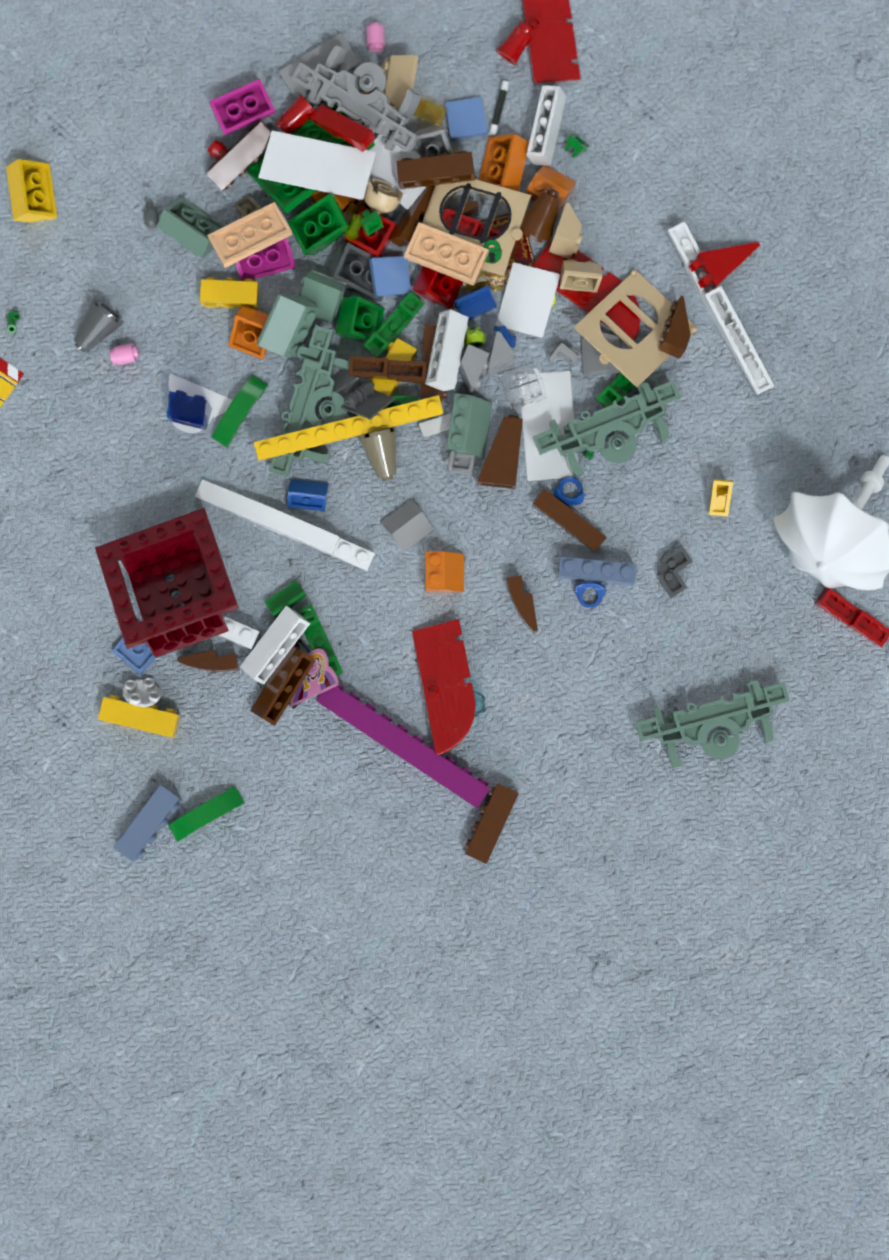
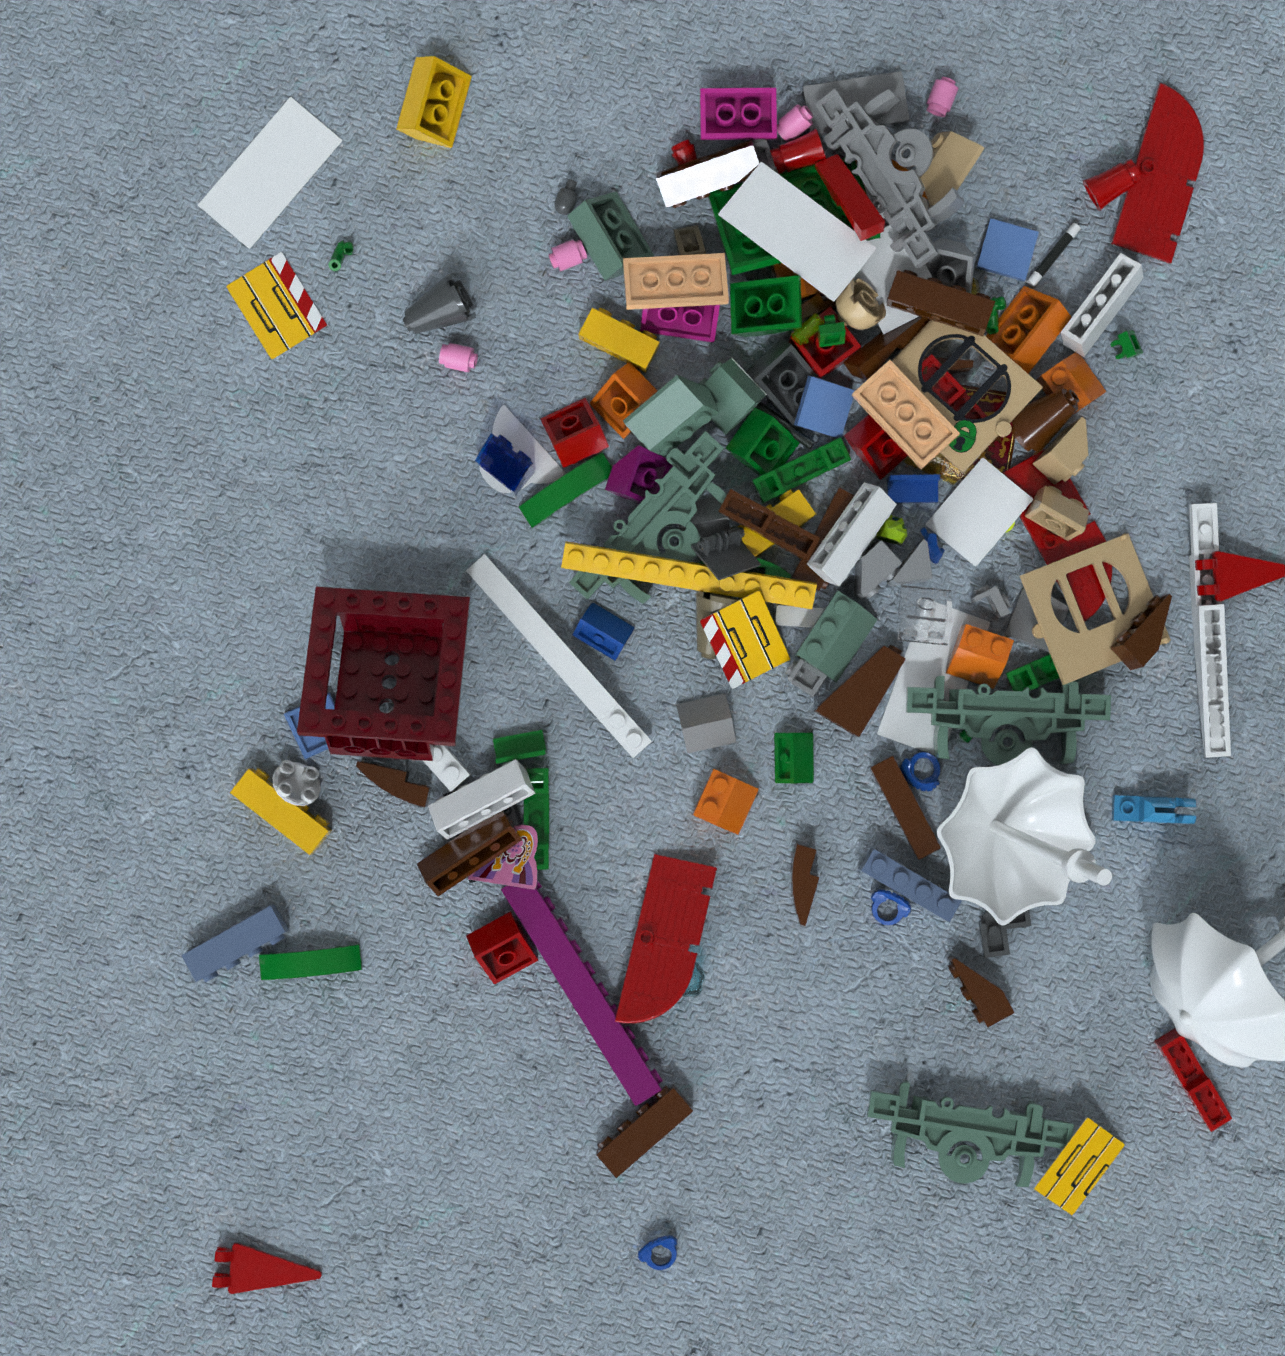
camera: 25 degrees right, 5 degrees up
(169, 252) = (567, 255): none -> bright pink brick
(227, 369) = (574, 432): none -> red slope
(265, 1046) = (258, 1270): none -> red flag
(281, 376) = (636, 474): none -> magenta slope
(283, 97) = (794, 122): none -> bright pink brick
(335, 742) = (501, 948): none -> red slope
(381, 303) = (797, 434): none -> pearl dark grey bar
(407, 455) = (745, 639): none -> yellow sticker
(430, 112) = (968, 223): clear yellow plate -> none
(477, 521) = (794, 758): none -> green panel
(479, 173) = (993, 323): none -> green arm
(531, 908) = (668, 1242): none -> blue piece
(572, 395) = (979, 656): none -> orange slope
(653, 501) = (1019, 837): none -> white piece
(685, 624) = (987, 998): none -> reddish brown slope
(720, 497) = (1107, 857): yellow slope -> none
(738, 446) = (1151, 809): none -> dark azure plate
(802, 710) = (1079, 1166): none -> yellow sticker

